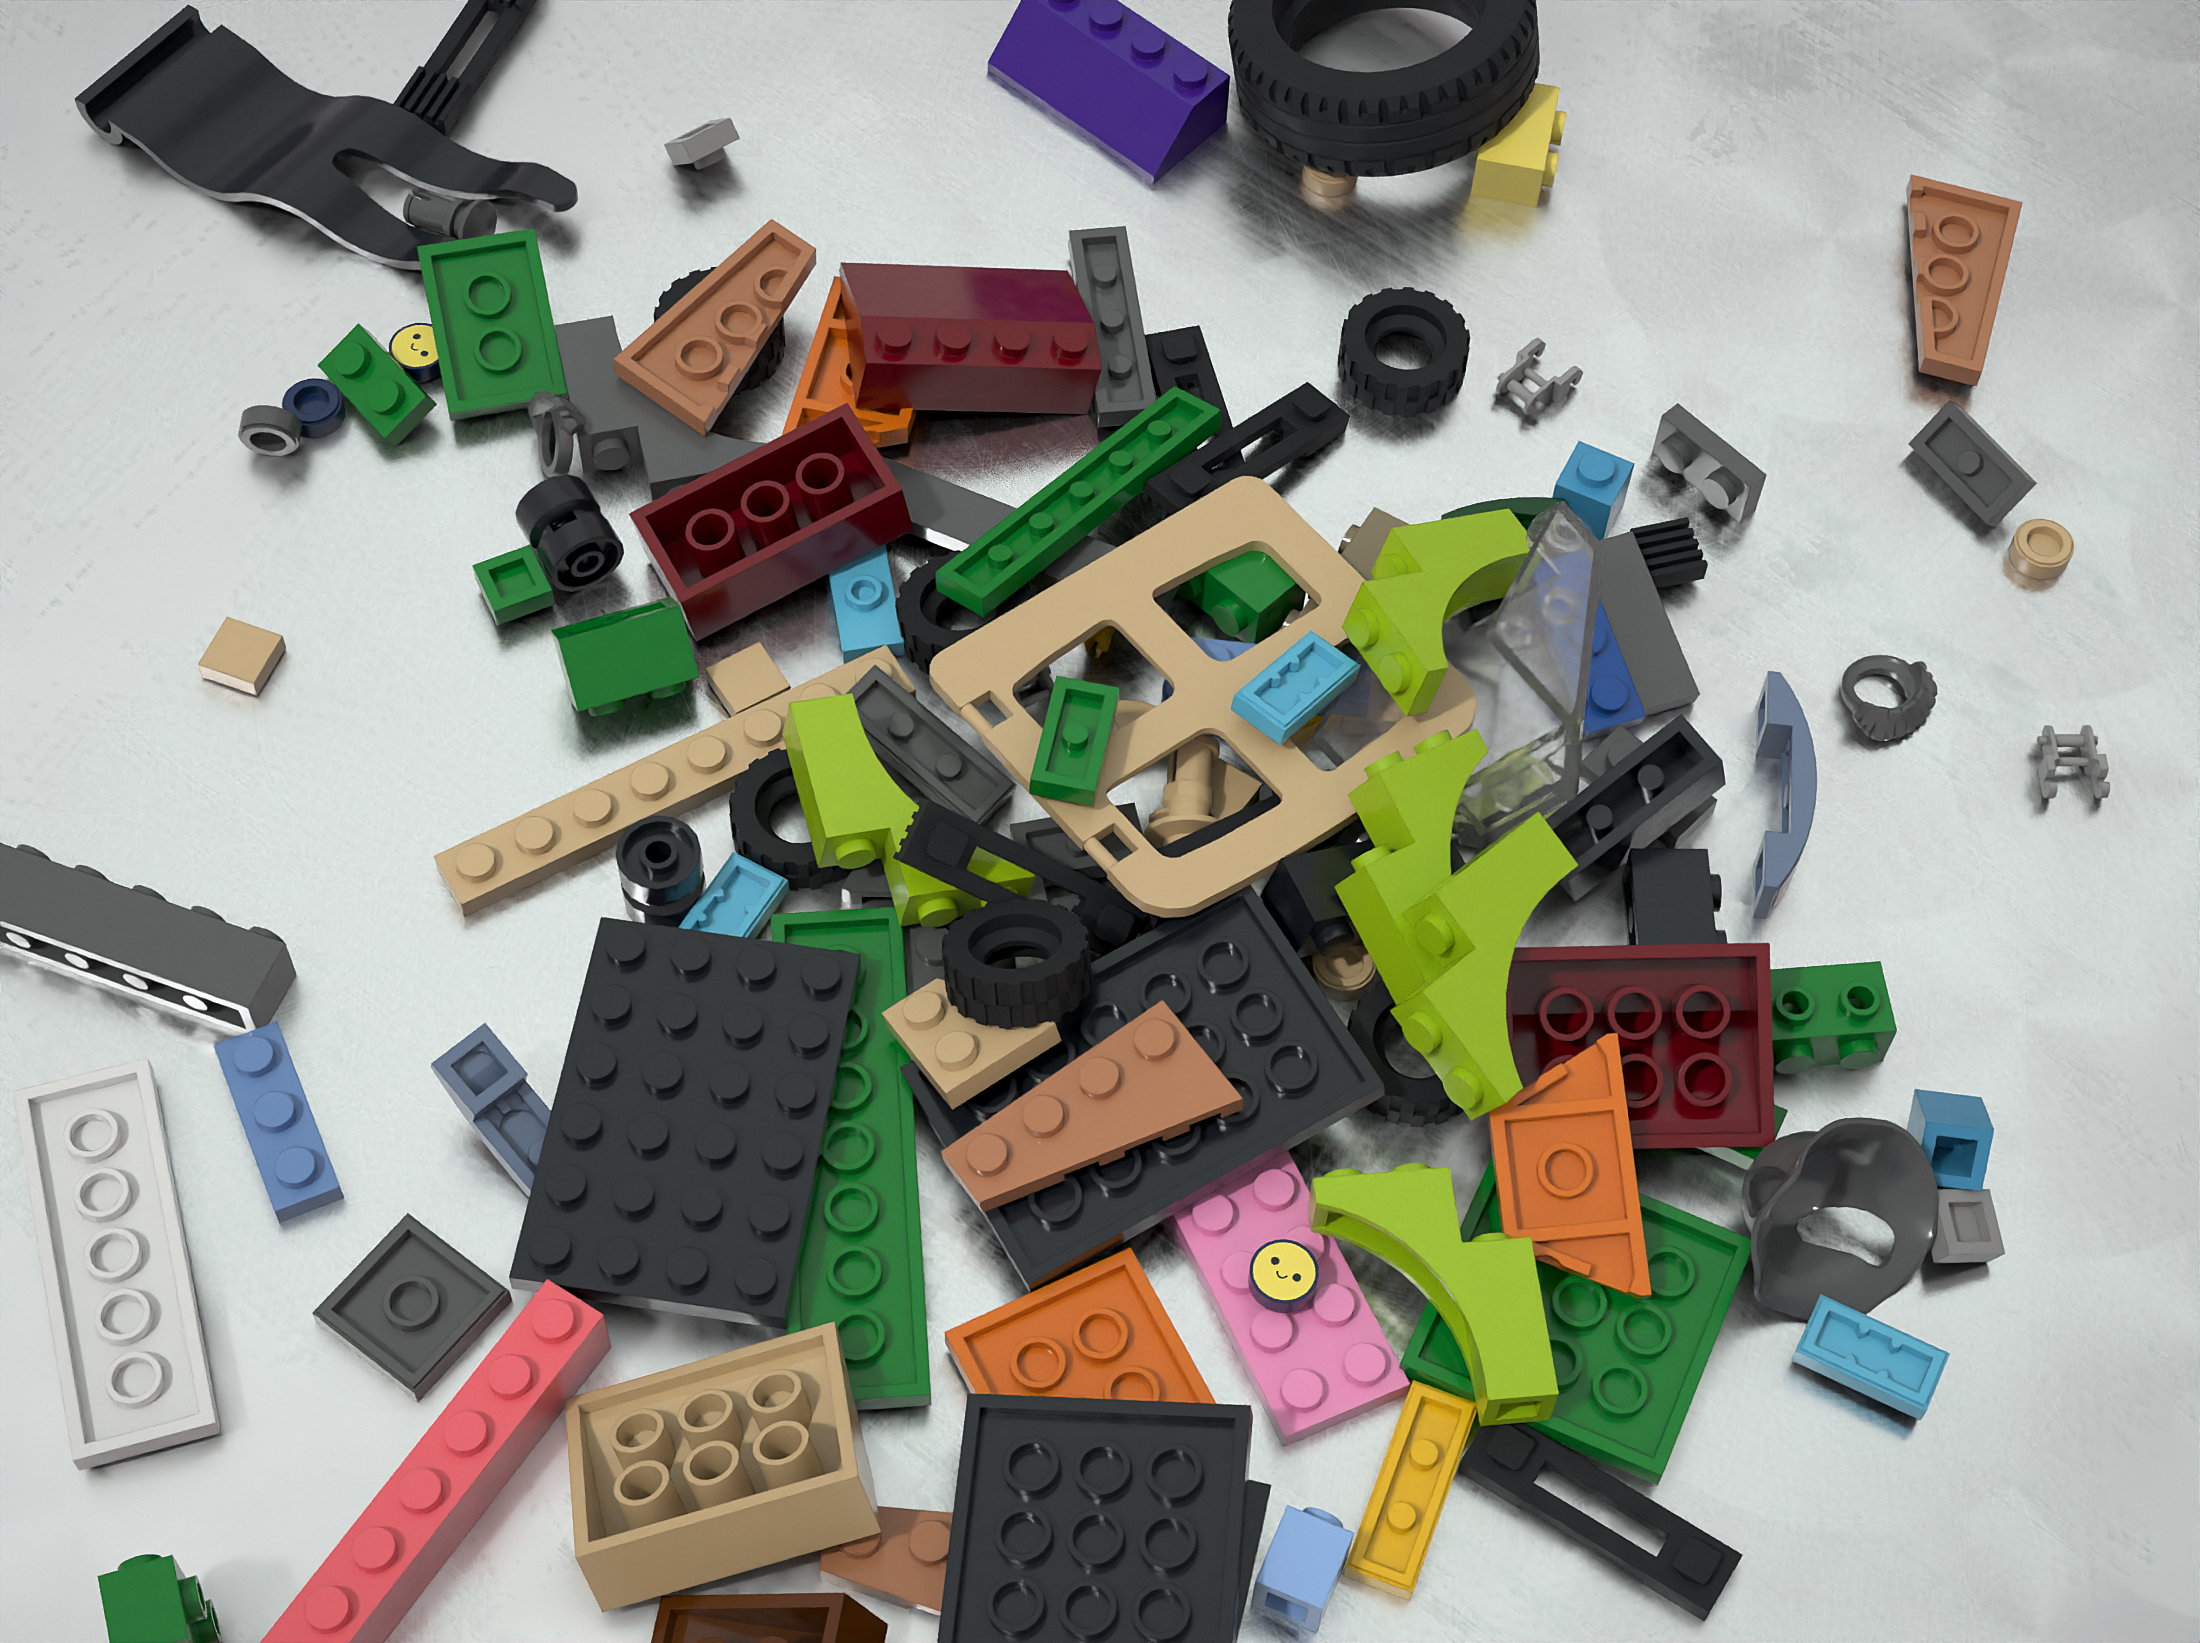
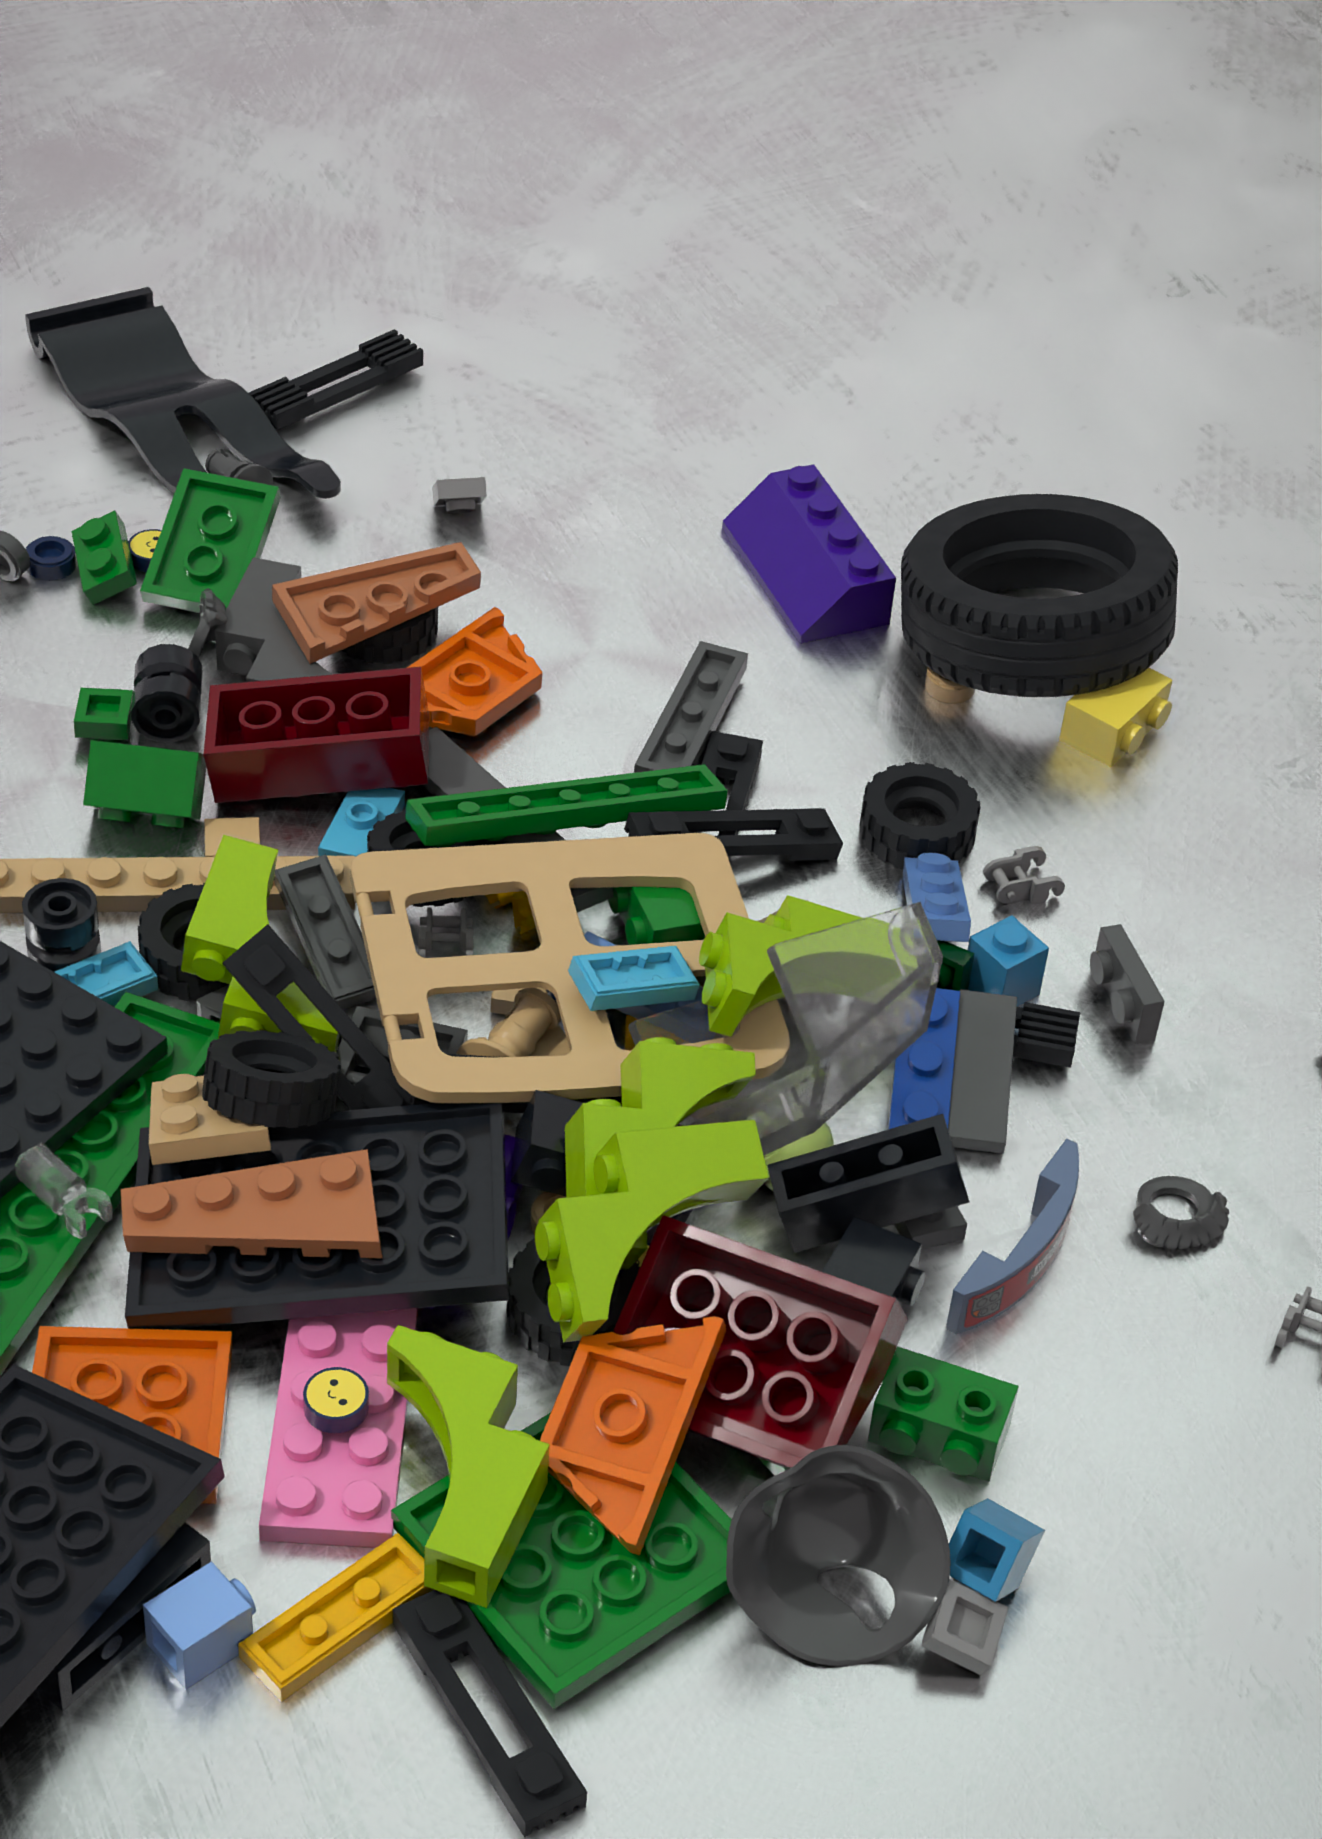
camera: 25 degrees right, 15 degrees down
(874, 1175) = (61, 1188): none -> clear bar
(968, 339) = (561, 680): dark red slope -> none
(1074, 741) = (422, 940): green plate -> none
(1486, 448) = (940, 889): none -> medium blue plate
(1870, 1357) = (812, 1693): medium azure plate -> none

